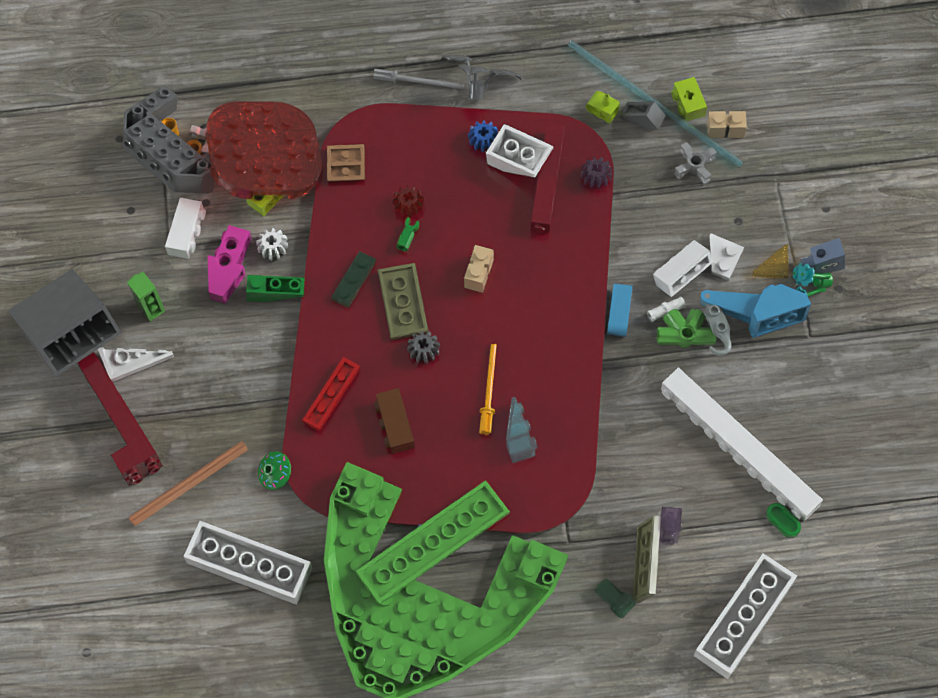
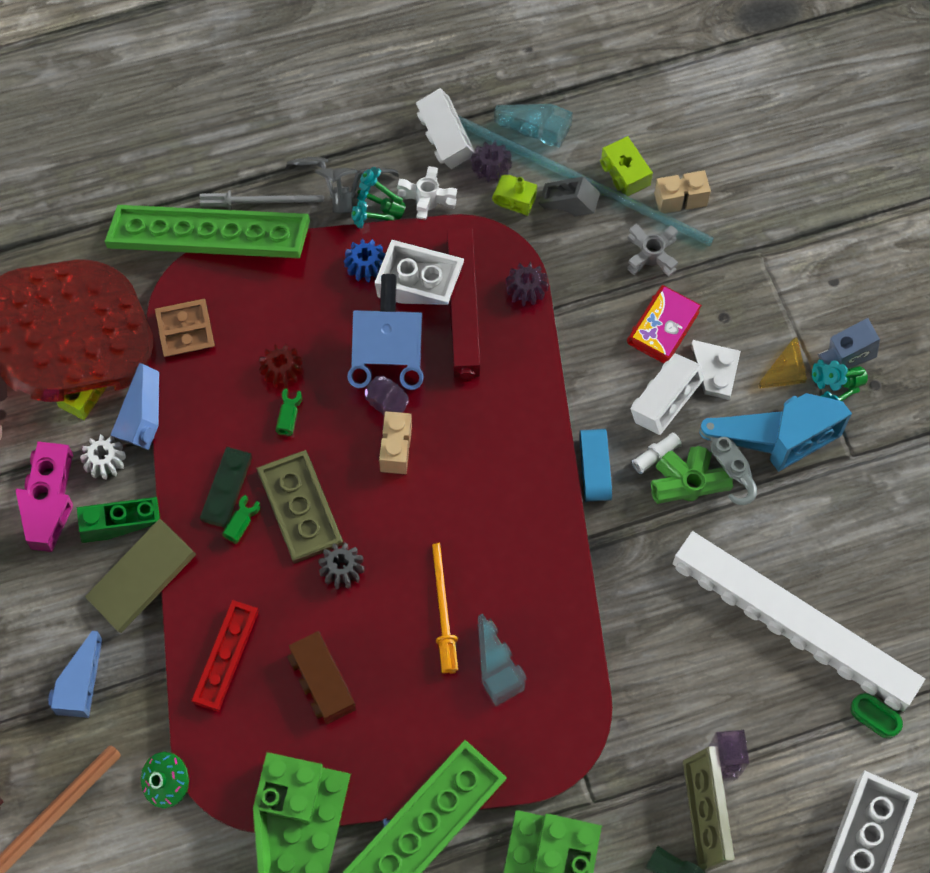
camera: 15 degrees left, 0 degrees up
(226, 394) = (76, 683): none -> medium blue slope
(283, 329) = (140, 575): none -> olive tile
(304, 214) = (140, 409): none -> medium blue slope
(359, 304) = (240, 520): none -> green bar
(375, 96) = (208, 231): none -> bright green plate
(478, 234) = (386, 395): none -> clear purple gear
(486, 193) = (386, 337): none -> medium blue piece
(511, 101) = (391, 207): none -> plant
(538, 95) = (427, 193): none -> white pin
(561, 50) = (444, 129): none -> white brick
(590, 79) = (491, 161): none -> clear purple gear
(632, 55) = (539, 121): none -> clear light blue slope
(692, 218) = (664, 324): none -> piece

